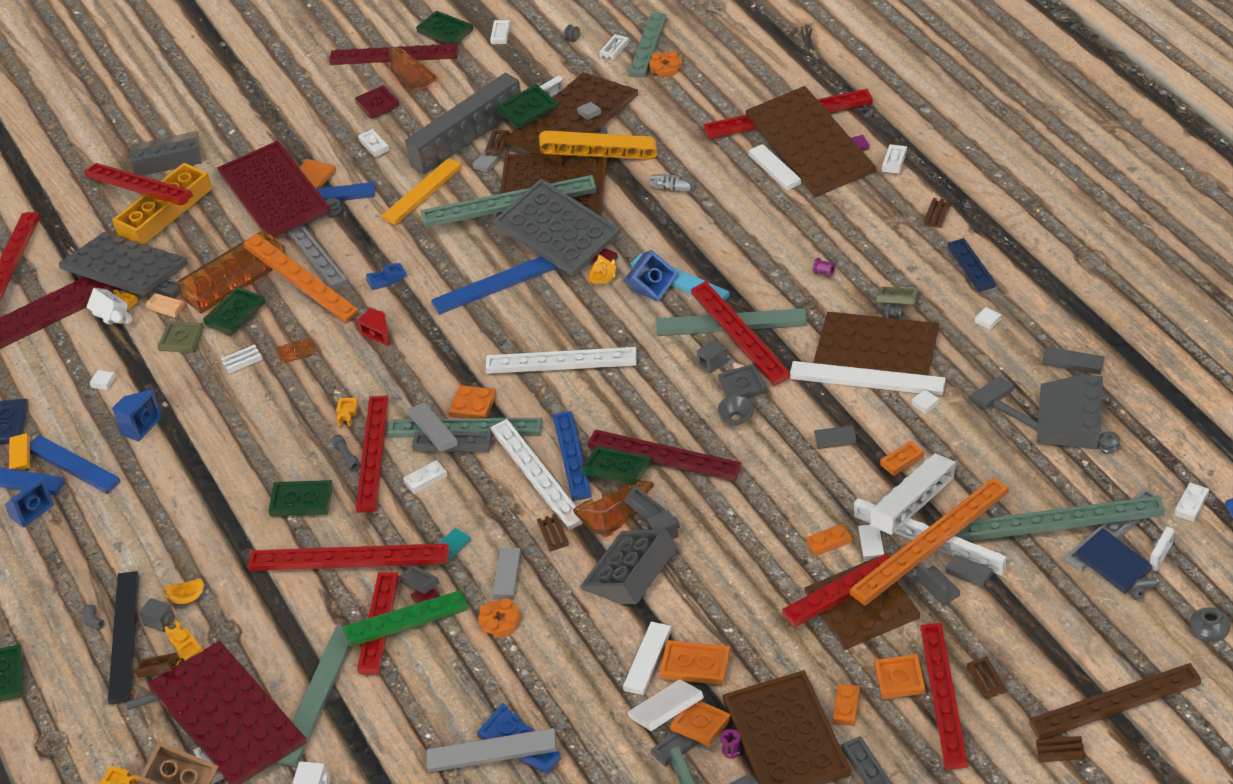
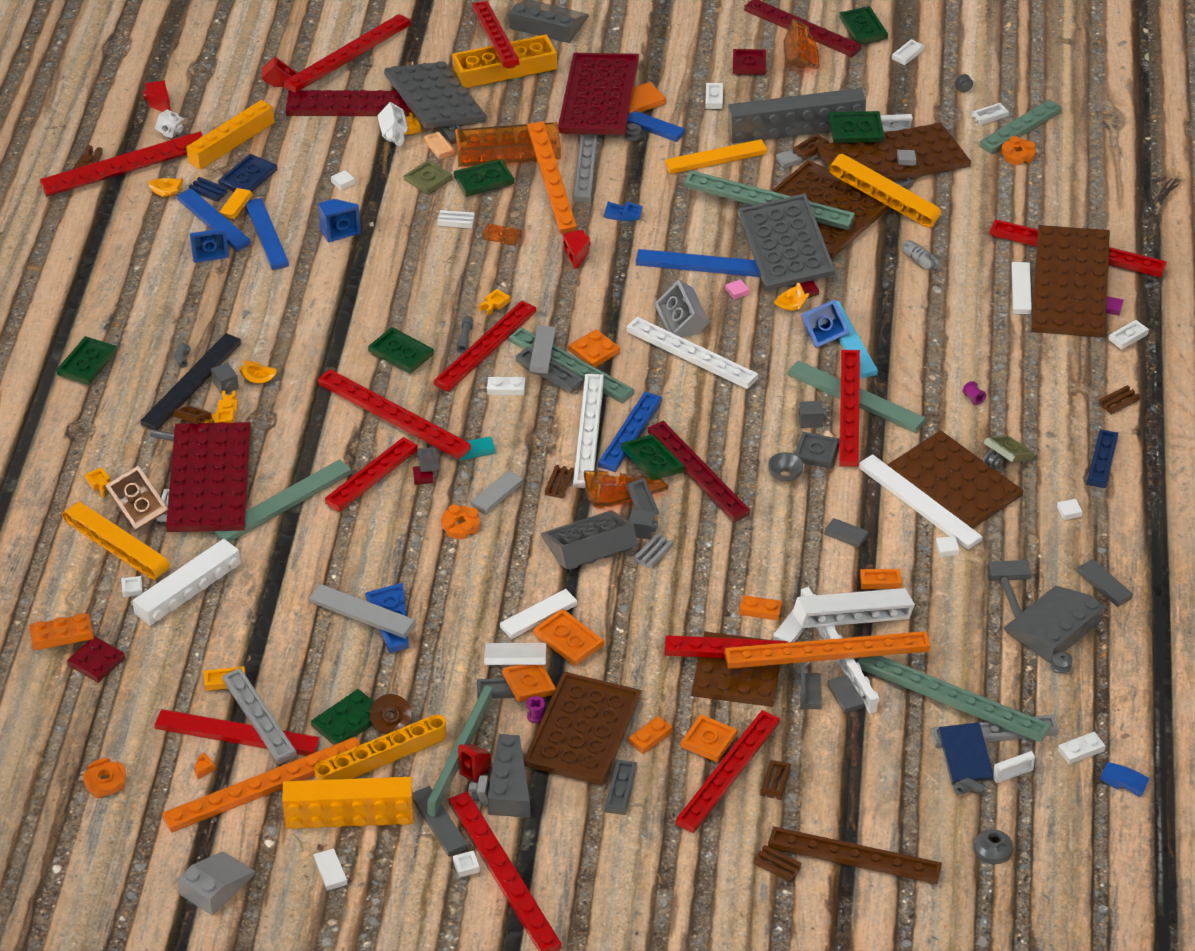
camera: 30 degrees right, 0 degrees up
(405, 618) = (391, 481): green plate -> none
(519, 330) = (681, 310): none -> light grey slope
(546, 288) = (737, 289): none -> bright pink tile
(692, 532) = (650, 550): none -> light grey tile

